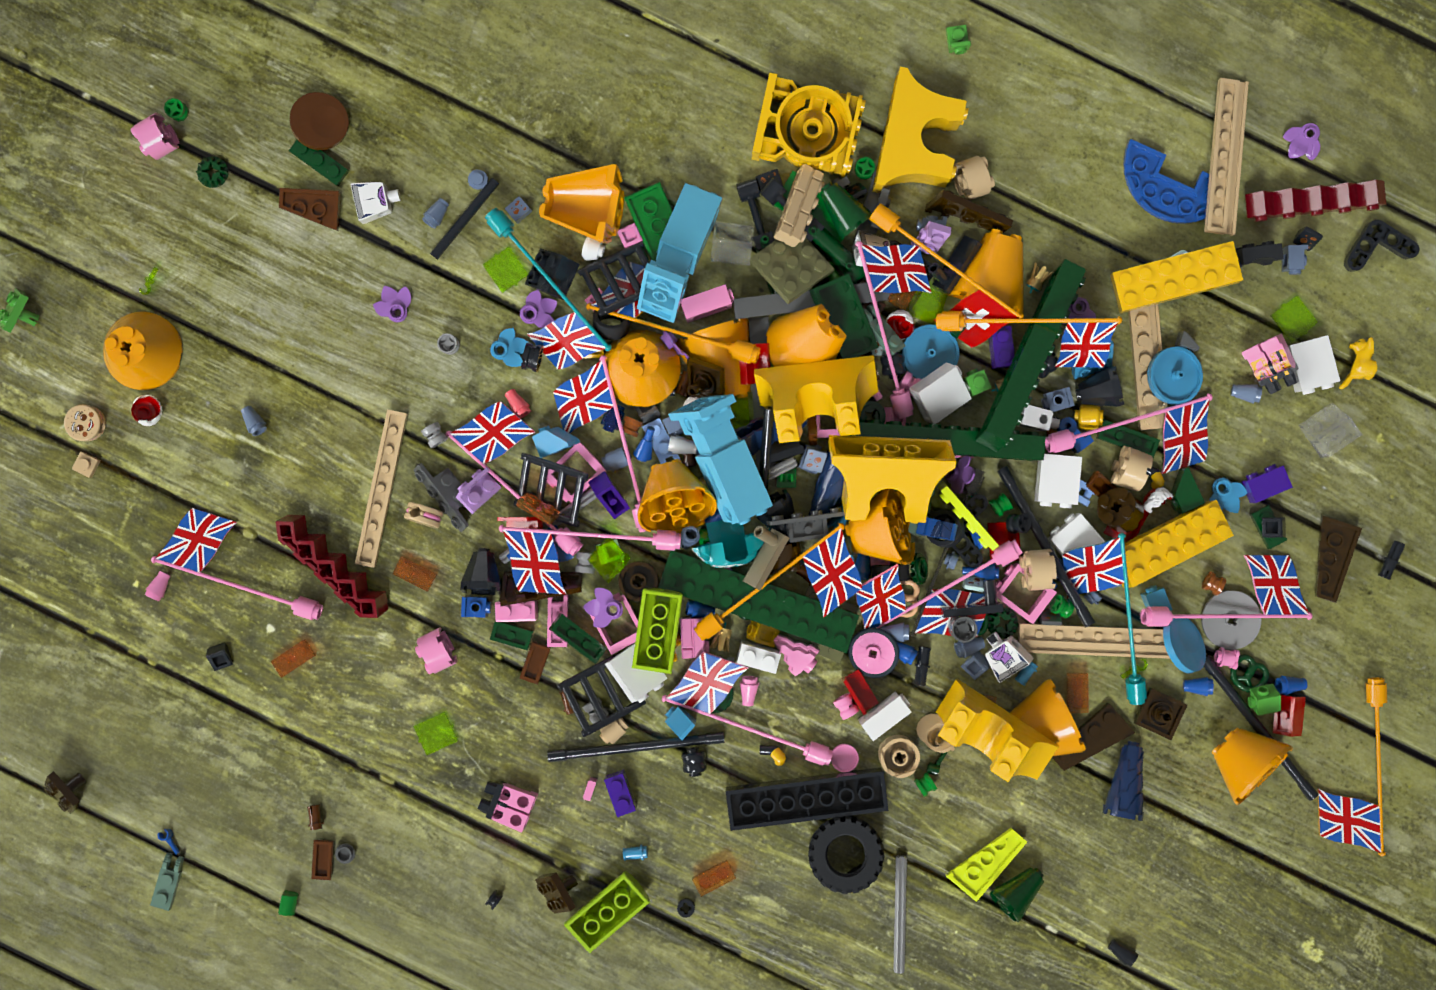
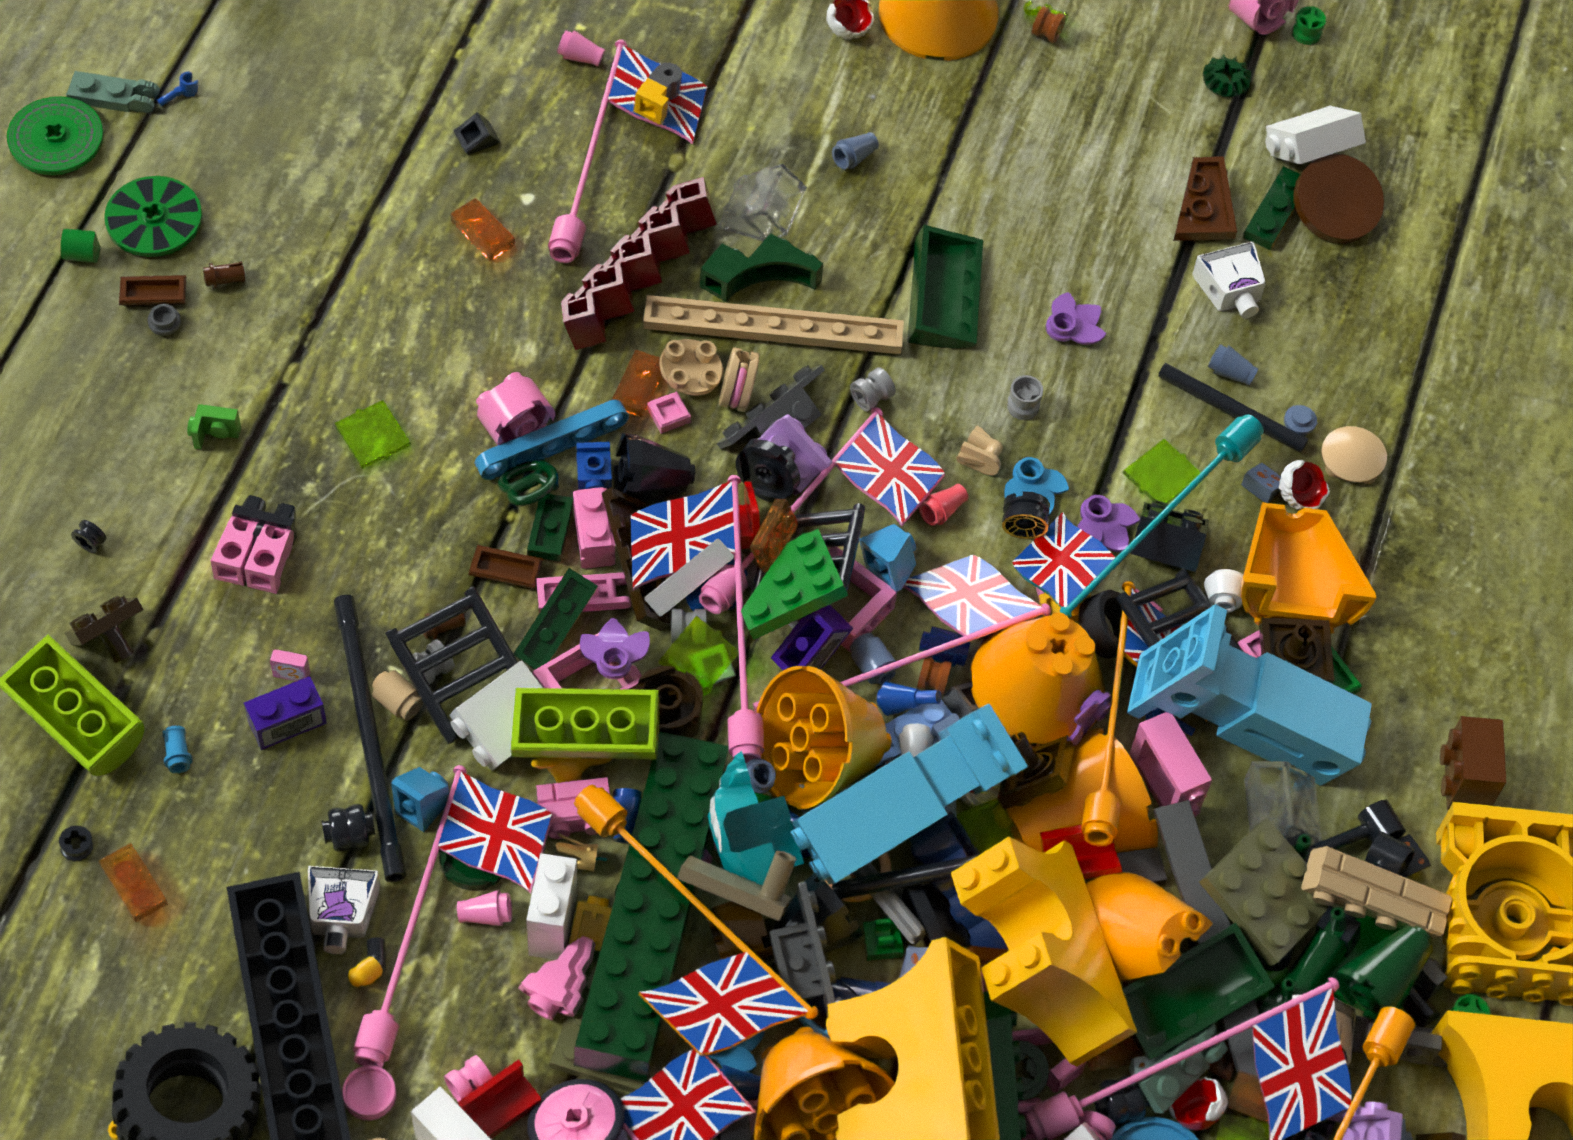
camera: 75 degrees right, 30 degrees down
(162, 281) = (1048, 24): none -> dark orange wheel
(184, 915) = (38, 152): none -> green piece
(194, 538) = (656, 91): none -> yellow leg
(252, 864) = (163, 234): none -> green piece
(271, 126) = (1315, 134): none -> white brick
(291, 484) = (763, 203): none -> clear slope
(333, 481) = (773, 260): none -> dark green arch
(363, 379) = (945, 289): none -> dark green slope
(407, 541) = (691, 366): none -> tan dish
(424, 823) = (214, 421): none -> bright green bracket
(437, 558) = (669, 412): none -> bright pink tile
(452, 629) = (552, 439): none -> dark azure beam
(471, 636) = (514, 489): none -> dark green piece
(489, 373) = (981, 452): none -> tan piece
(491, 503) = (764, 456): none -> black plate
(504, 152) = (1354, 455): none -> tan dish
(526, 188) = (1303, 485): none -> red hair
(562, 560) = (689, 577): none -> white sticker
(578, 501) = (794, 586): none -> green plate
(638, 216) = (1299, 642): none -> dark brown plate
(721, 131) = (1474, 762): none -> reddish brown brick
(739, 768) = (341, 903): none -> torso

